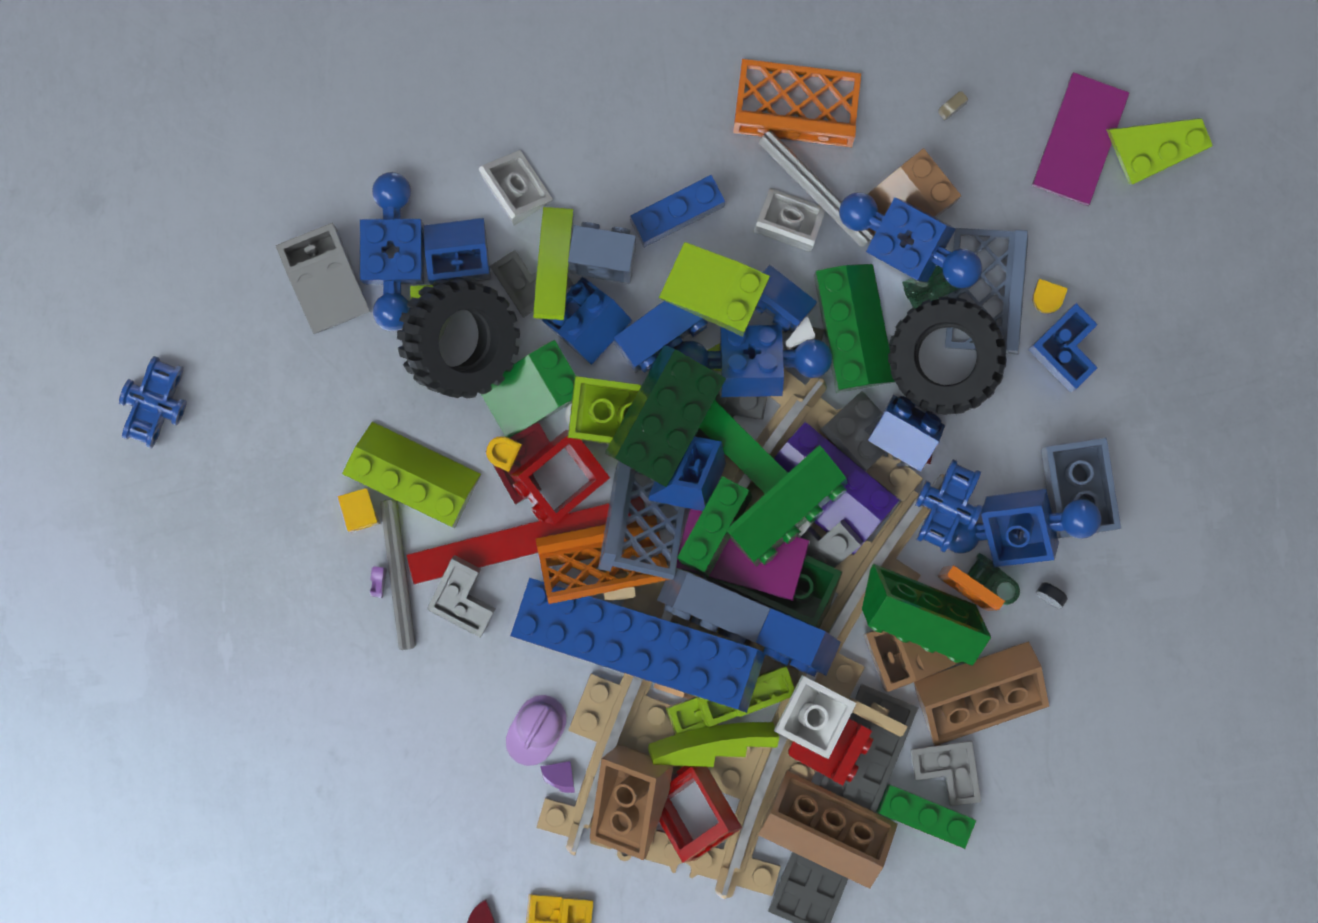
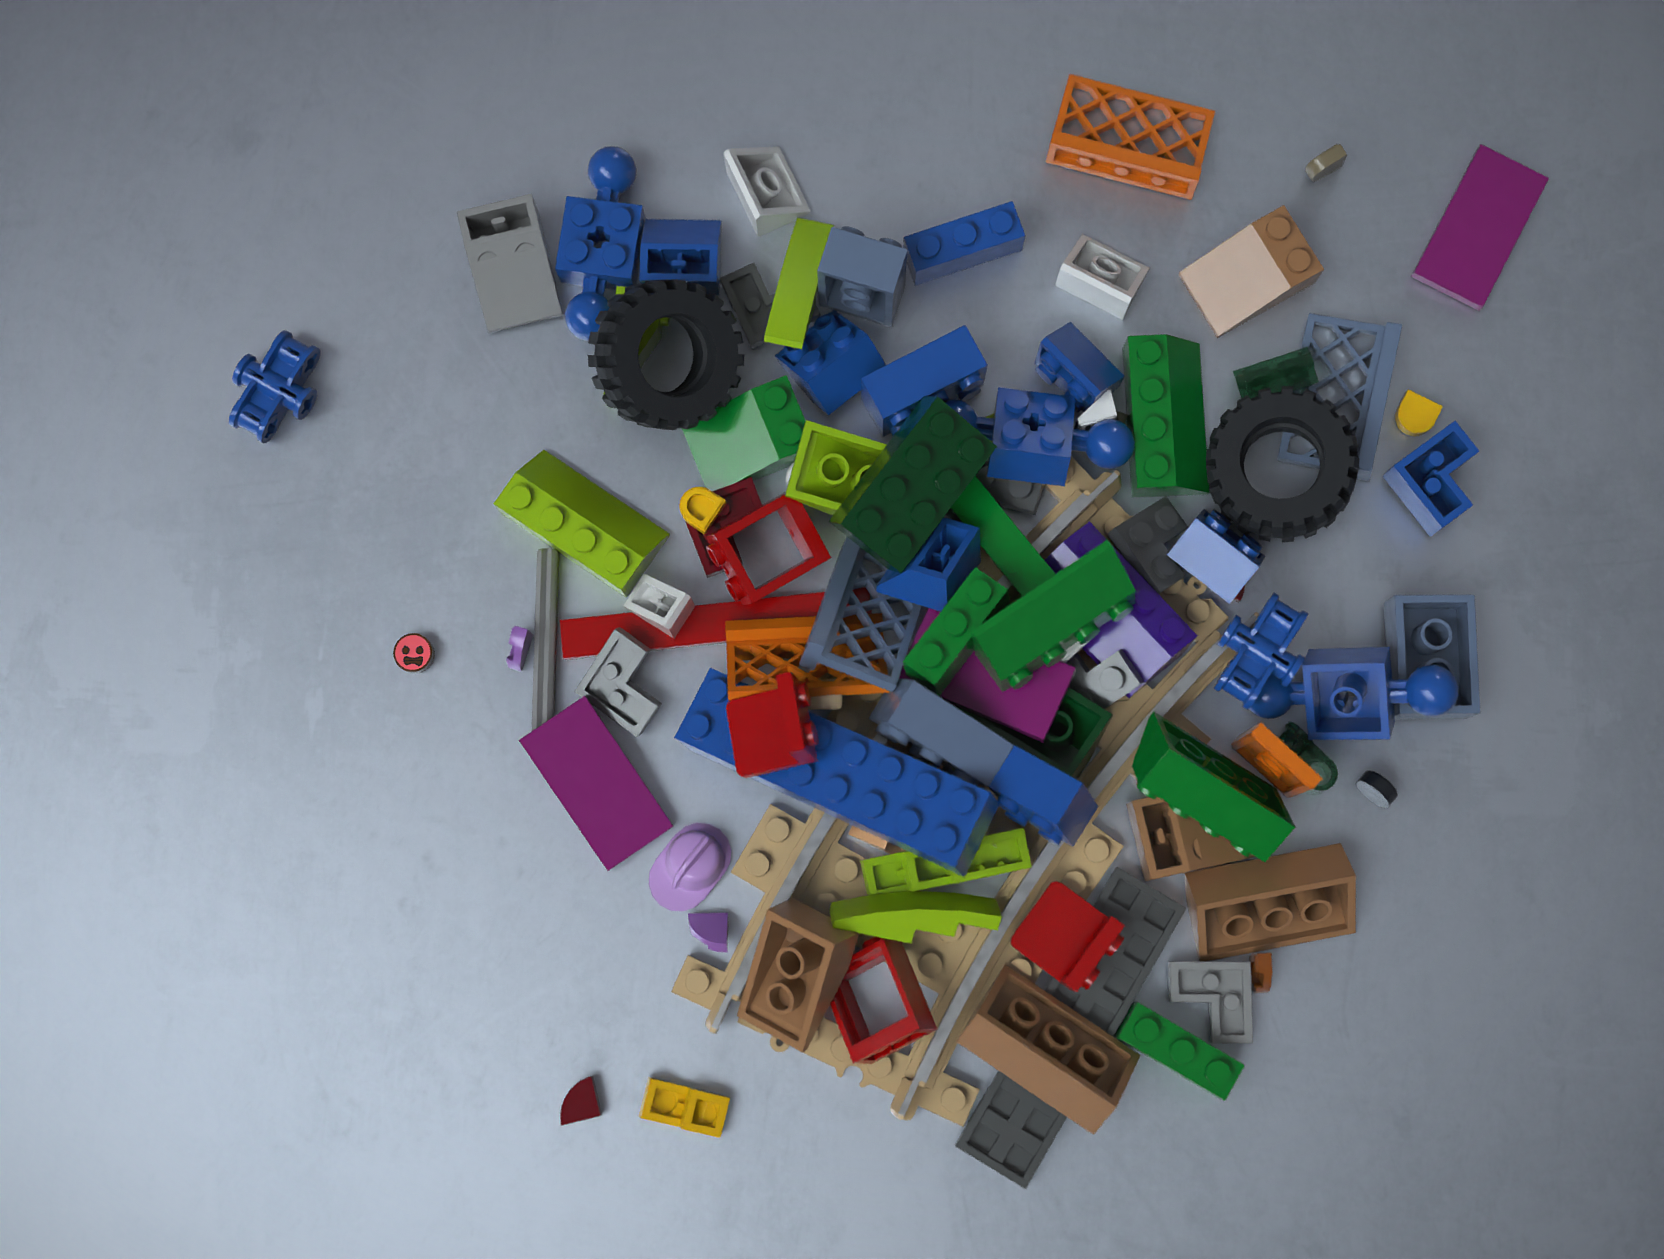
camera: 15 degrees right, 5 degrees down
(296, 596) = (413, 653): none -> tile
(358, 510) = (507, 555): yellow panel -> none
(454, 677) = (596, 783): none -> magenta tile
(482, 532) = (660, 605): none -> white slope
(585, 621) = (772, 728): none -> red bracket
(714, 288) = (999, 332): lime slope -> none
(809, 182) = (1140, 241): light grey axle -> none
(815, 717) = (1052, 897): white slope -> none
(878, 716) = (1132, 909): tan plate -> none
(931, 236) = (1260, 336): blue brick -> none
(980, 746) = (1261, 972): none -> dark orange tile
(1154, 147) = (1576, 247): lime wing -> none

